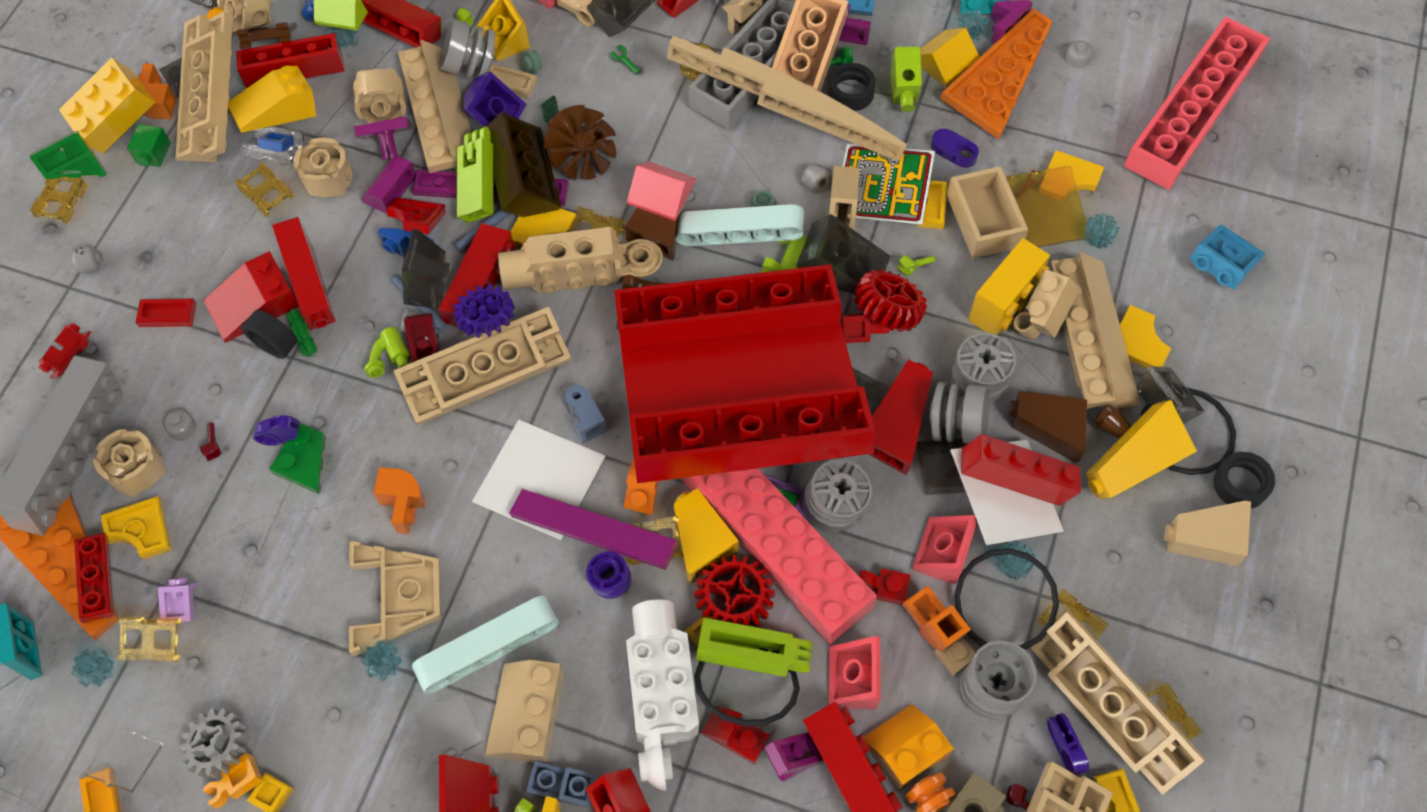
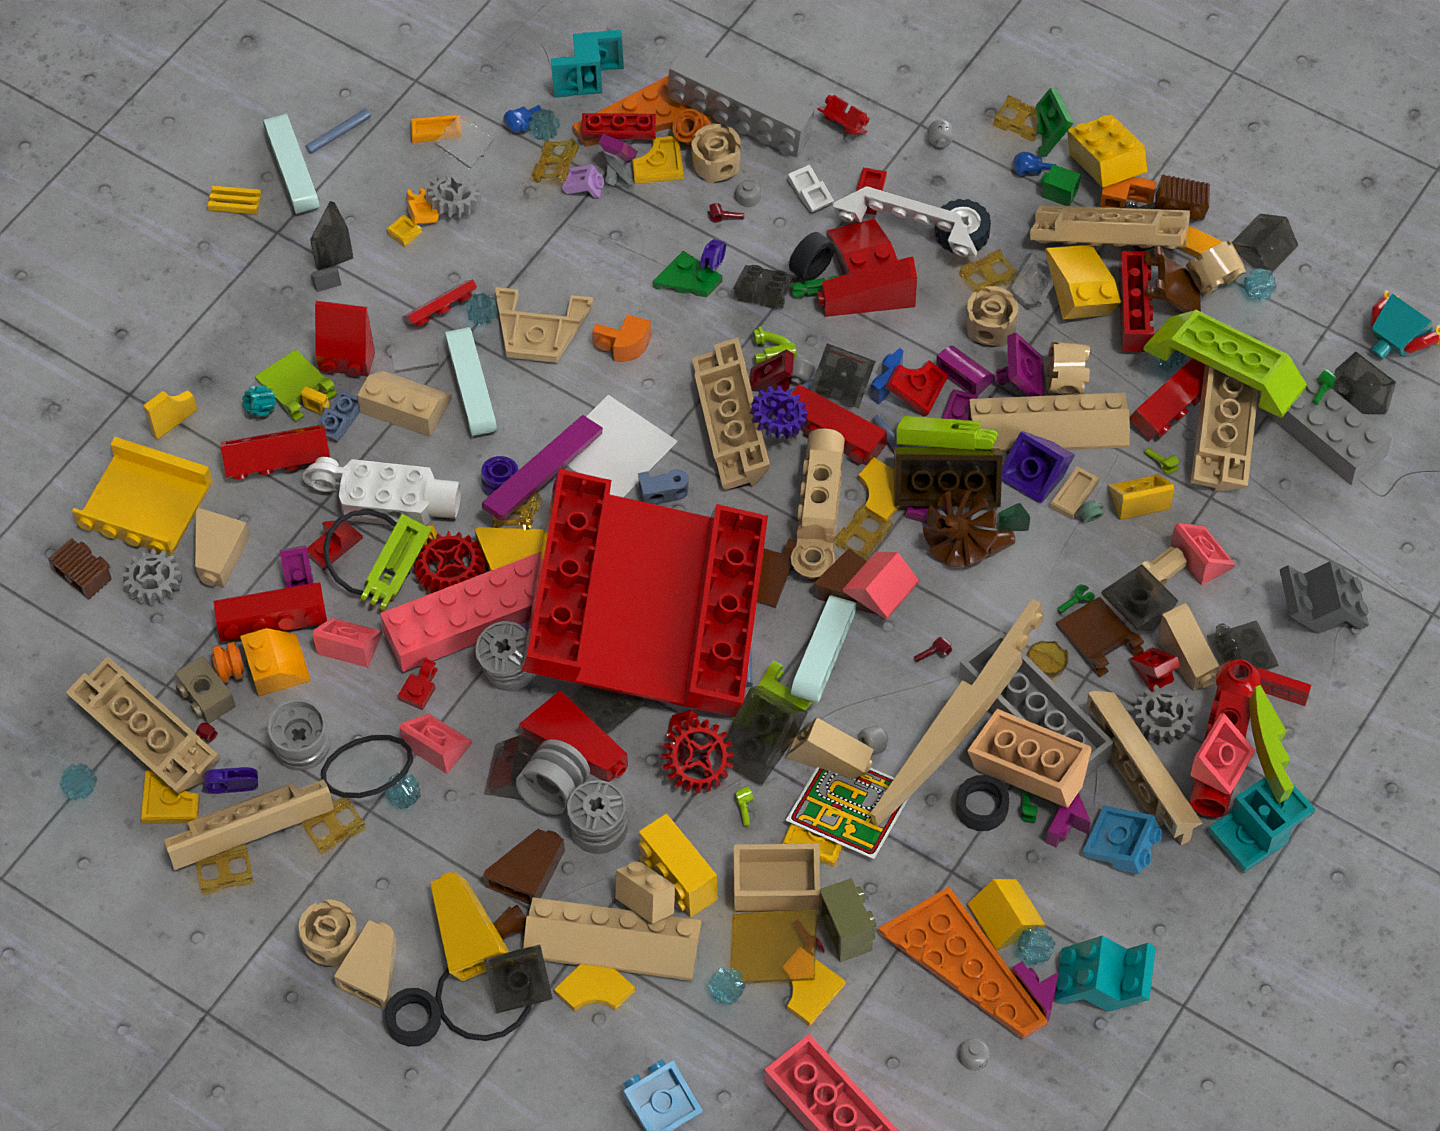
camera: 105 degrees right, 5 degrees down
(83, 702) = (519, 119): none -> blue piece
(100, 484) = (684, 122): none -> orange wheel
(120, 179) = (1028, 163): none -> blue piece
(138, 566) = (617, 154): none -> piece
(159, 45) = (1183, 194): none -> reddish brown brick
(172, 366) = (809, 189): none -> white slope
(208, 218) = (975, 220): none -> black wheel
(233, 201) = (855, 205): none -> white slope
(276, 141) = (1031, 280): blue tile -> none
(307, 380) = (762, 282): none -> clear smoke hinge
(378, 713) = (440, 304): none -> red tile
(467, 50) = (1101, 451): light grey wheel -> none
(651, 38) = (1097, 632): none -> reddish brown flag
(701, 149) = (940, 645): none -> dark red hand
(762, 198) = (855, 685): sand green plate -> none
(906, 77) = (972, 851): lime torso -> none
(937, 624) = (366, 711): orange brick -> none
(949, 144) = (882, 880): dark purple piece -> none
(956, 656) = (340, 724): tan plate -> none
(1006, 513) = (466, 797): white sticker -> none
(1011, 146) = (846, 919): none -> olive brick
(1020, 470) = (476, 805): red brick -> none
(1201, 579) = (328, 932): none -> tan brick

